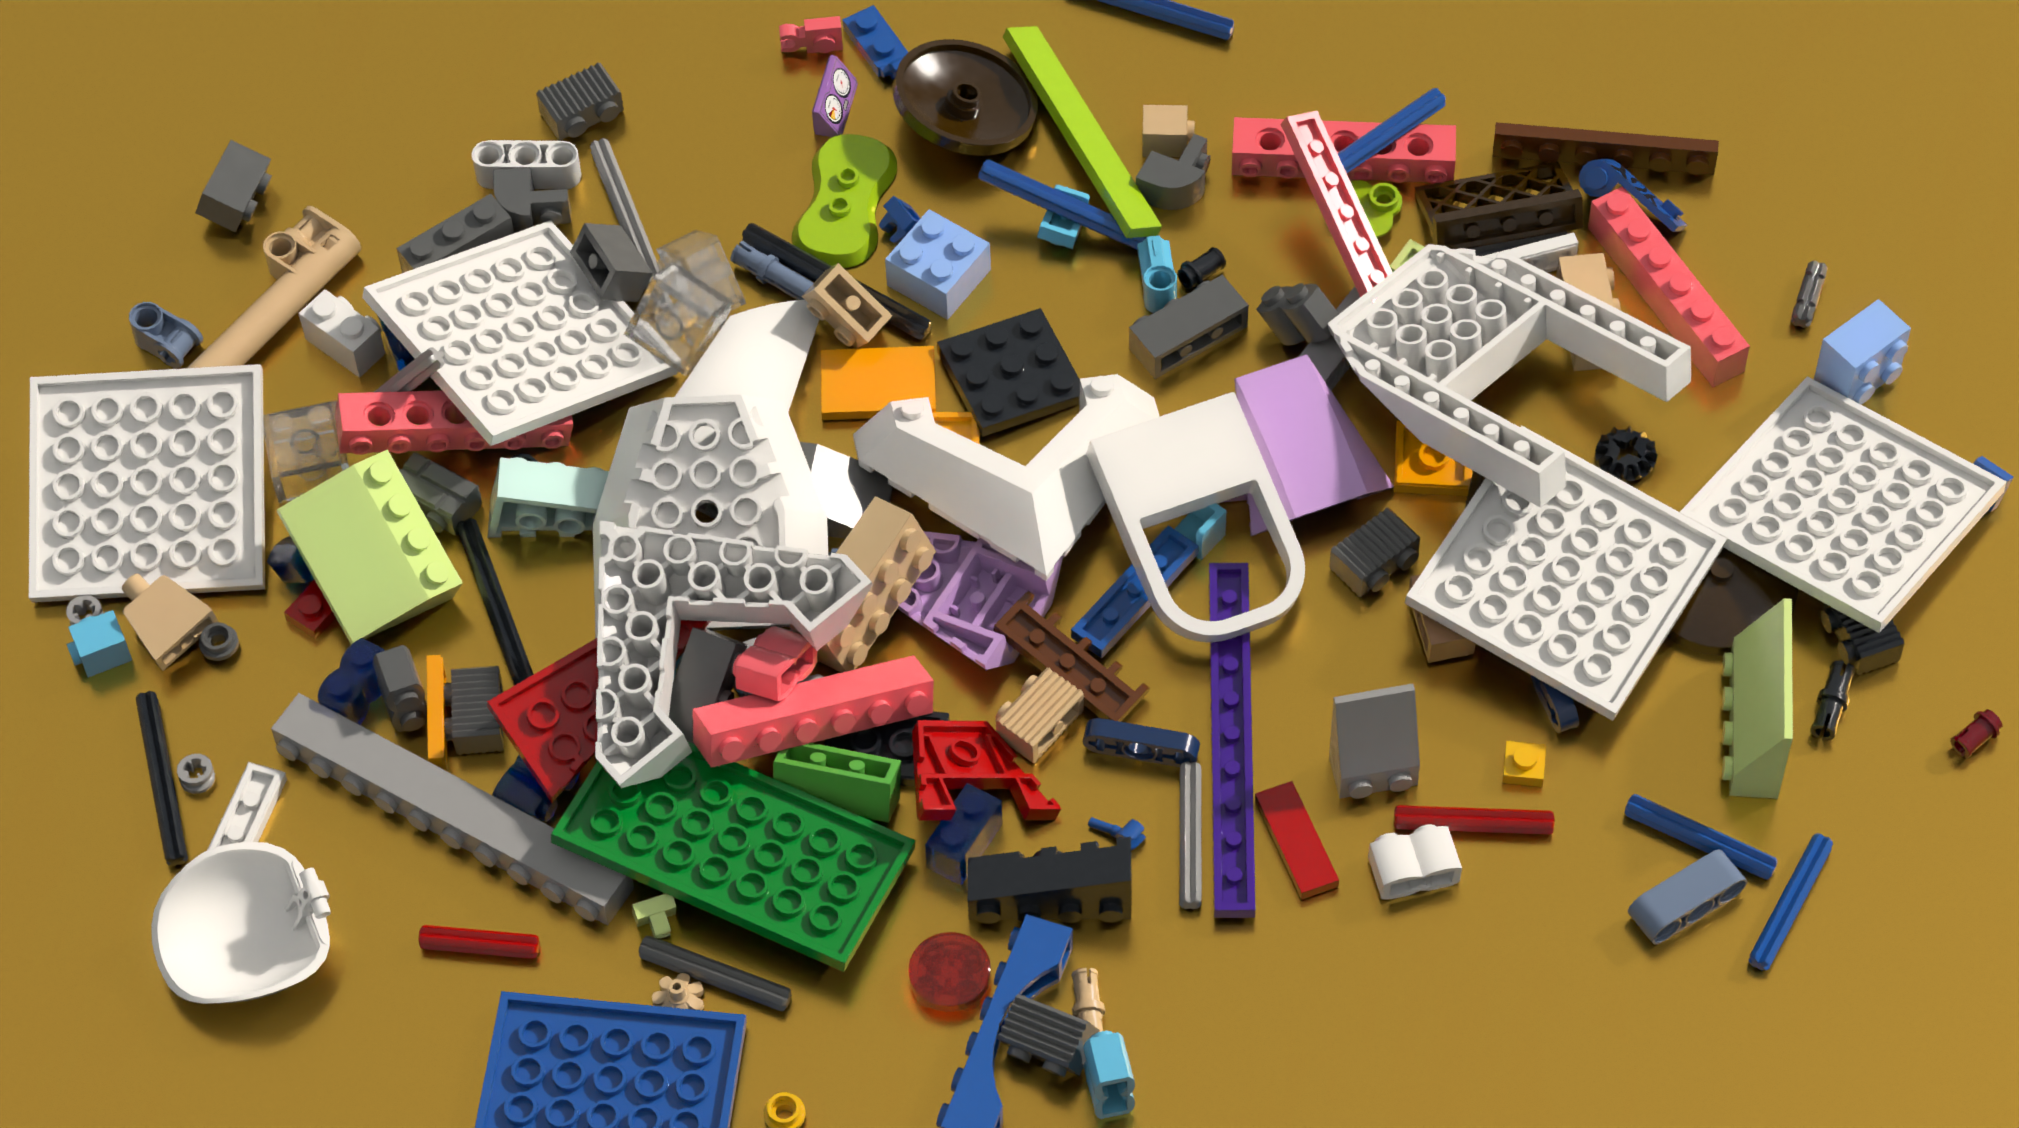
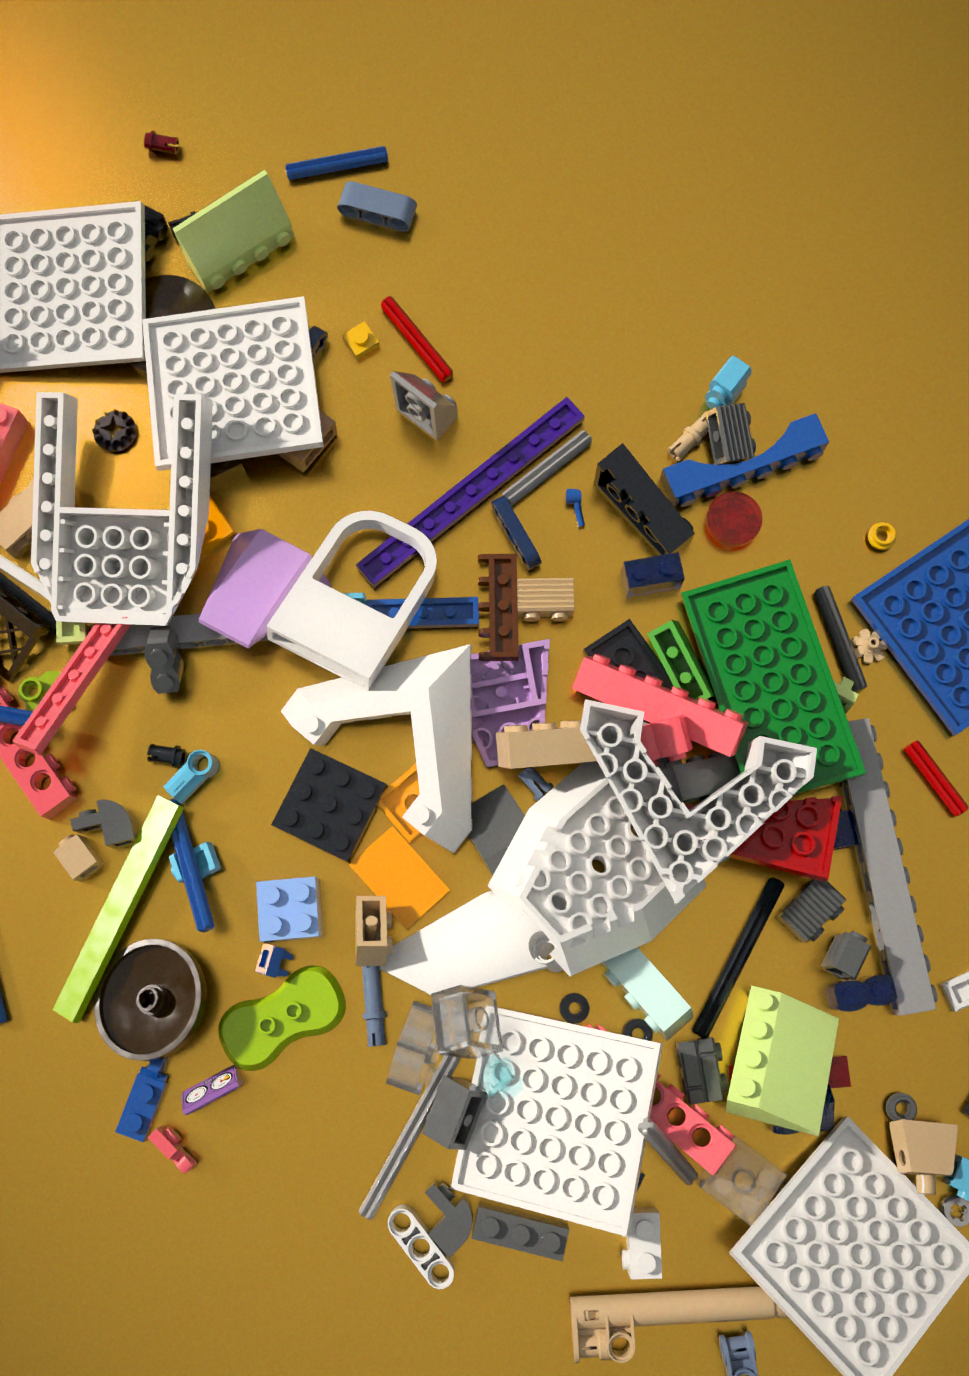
camera: 130 degrees left, 20 degrees up
(436, 712) = (835, 927): light orange tile -> none
(580, 102) = (345, 1256): dark grey brick -> none
(601, 446) = (584, 1008): none -> black plate
(608, 315) = (496, 1076): none -> clear light blue tile
(813, 268) = (347, 965): black axle -> none
(971, 753) = (611, 610): red wing -> none
(1188, 326) = (216, 727): dark grey brick -> none
(1296, 840) = (503, 415): red tile -> none
(1375, 553) = (291, 504): dark grey brick -> none
(1414, 861) = (469, 344): white brick -> none
(1700, 836) = (333, 228): blue axle -> none

